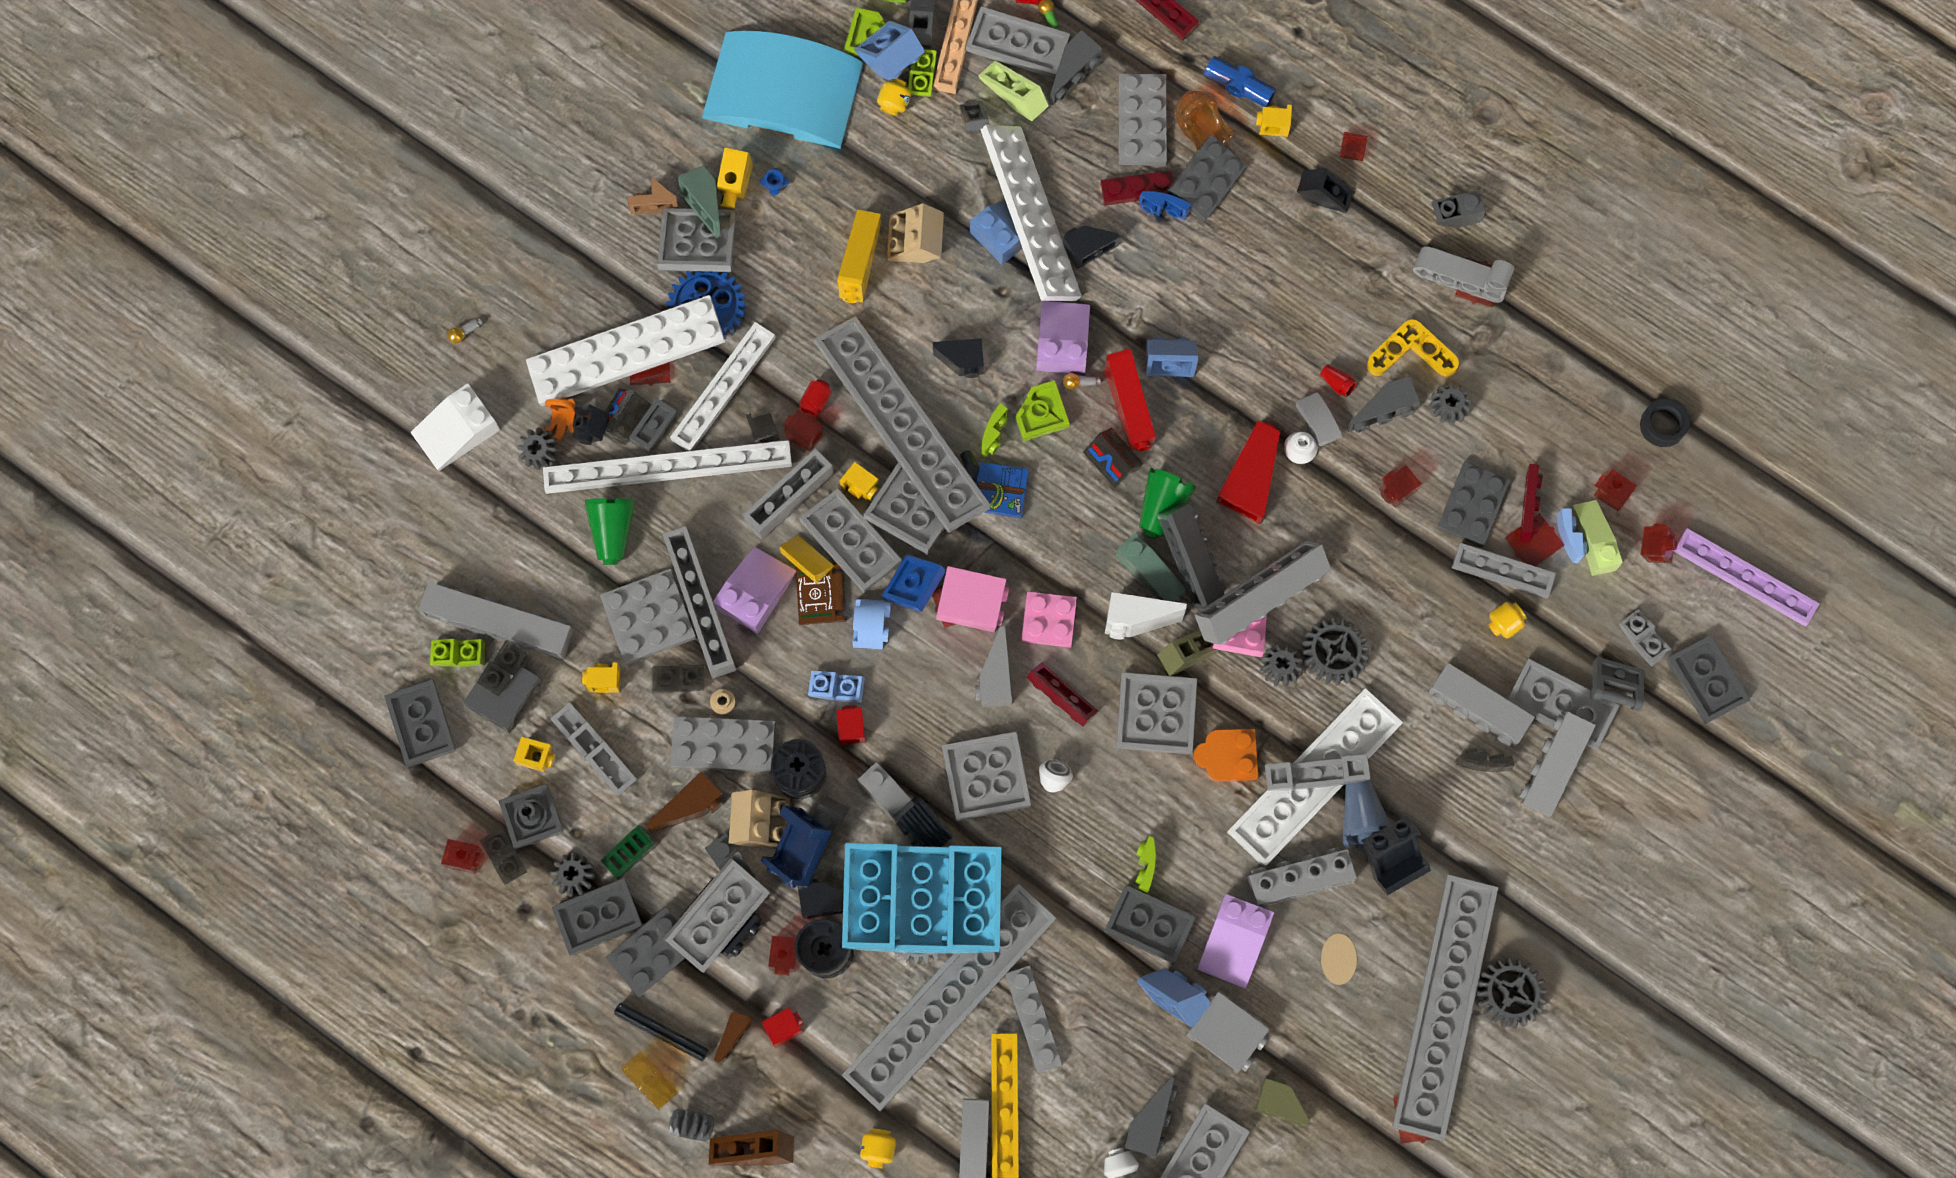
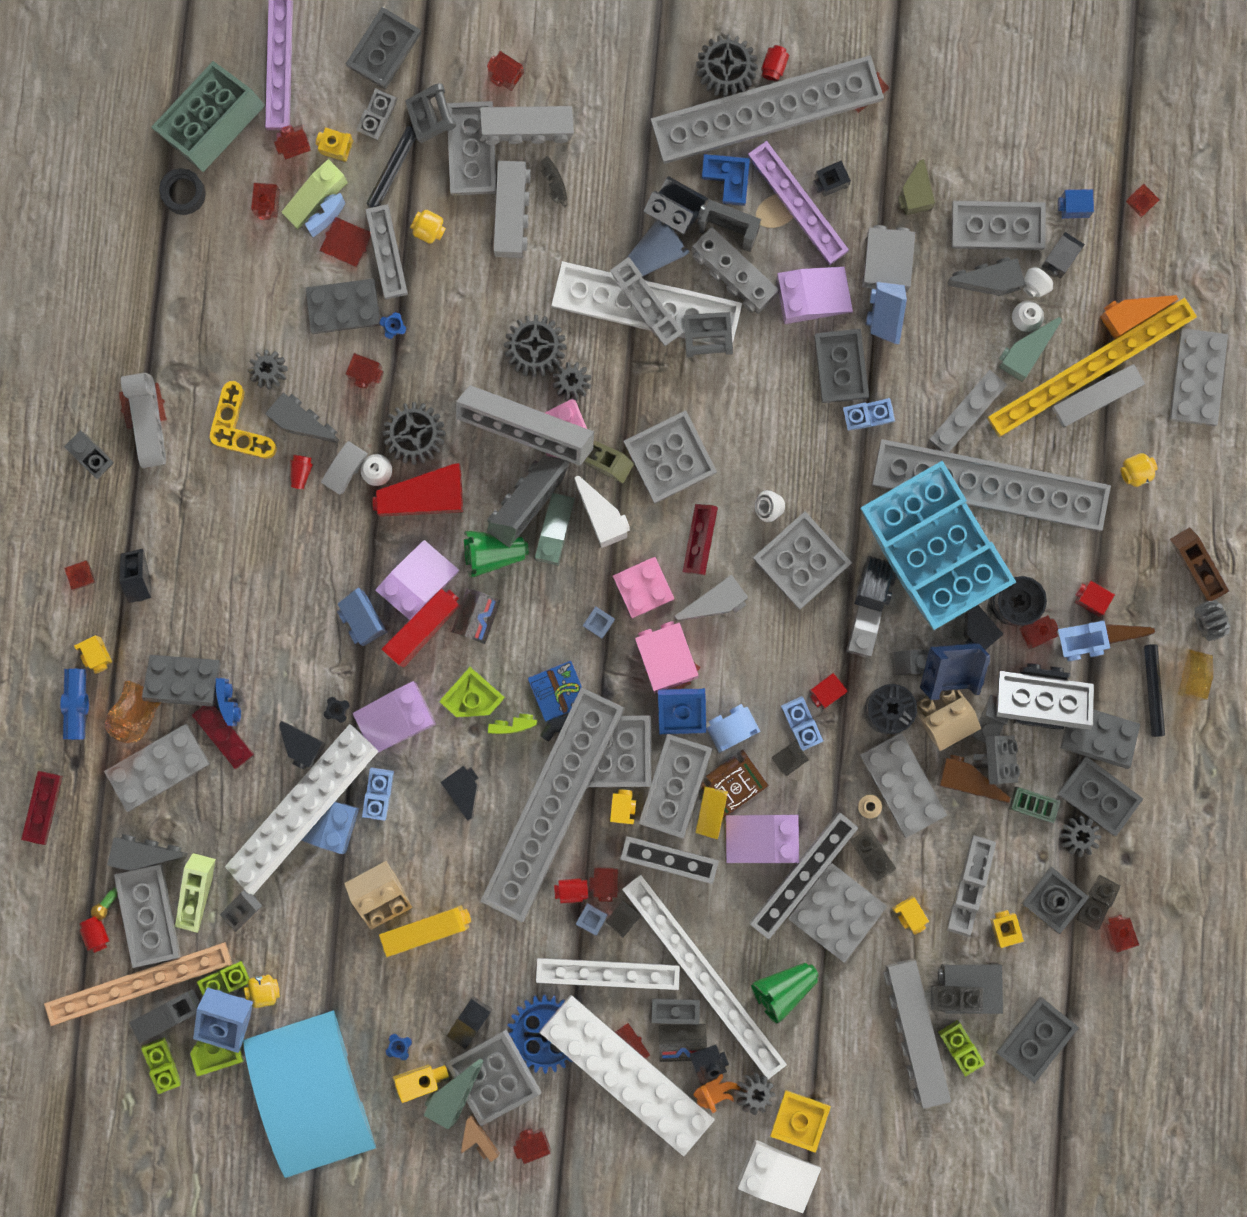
camera: 115 degrees left, 10 degrees up
(489, 475) = (800, 1121): none -> yellow plate
(619, 241) = (531, 1145): none -> clear red brick
(688, 842) = (1000, 759): none -> dark grey plate
(750, 990) = (1084, 639): none -> light blue cylinder
(758, 250) = (469, 1022): none -> black slope
(779, 401) = (591, 919): none -> sand blue plate
(810, 656) = (790, 758): none -> clear smoke panel
(1004, 286) = (378, 794): none -> light blue slope
(1040, 559) = (598, 622): none -> sand blue plate
(1057, 1109) = (1024, 353): none -> sand green slope
(1072, 381) = (429, 687): piece -> none
(1087, 923) = (869, 414): none -> light blue slope
(1097, 1144) = (1023, 320): none -> white cone
(1101, 285) = (330, 712): none -> black plate
(1148, 859) = (790, 397): lime slope -> none
(1177, 423) = (417, 579): none -> lavender slope
(1229, 755) = (668, 382): orange plate -> none
(1260, 816) = (708, 326): none -> dark grey plate
(1324, 498) = (422, 430): none -> dark grey gear
(1331, 914) = (730, 219): none -> dark grey panel
(1334, 980) = (798, 203): none -> lavender plate
(1346, 1017) = (834, 172): none -> black brick
(1400, 935) = (732, 171): none -> blue plate
(1434, 542) = (394, 319): none -> blue plate
(1488, 1042) = (774, 63): none -> red brick
(1530, 503) = (317, 259): dark red plate -> none
(1582, 620) = (392, 168): none -> black axle
(1622, 777) = (504, 71): none -> clear red brick
(1630, 587) = (340, 149): none -> yellow brick
(1726, 484) = (208, 116): none -> sand green slope

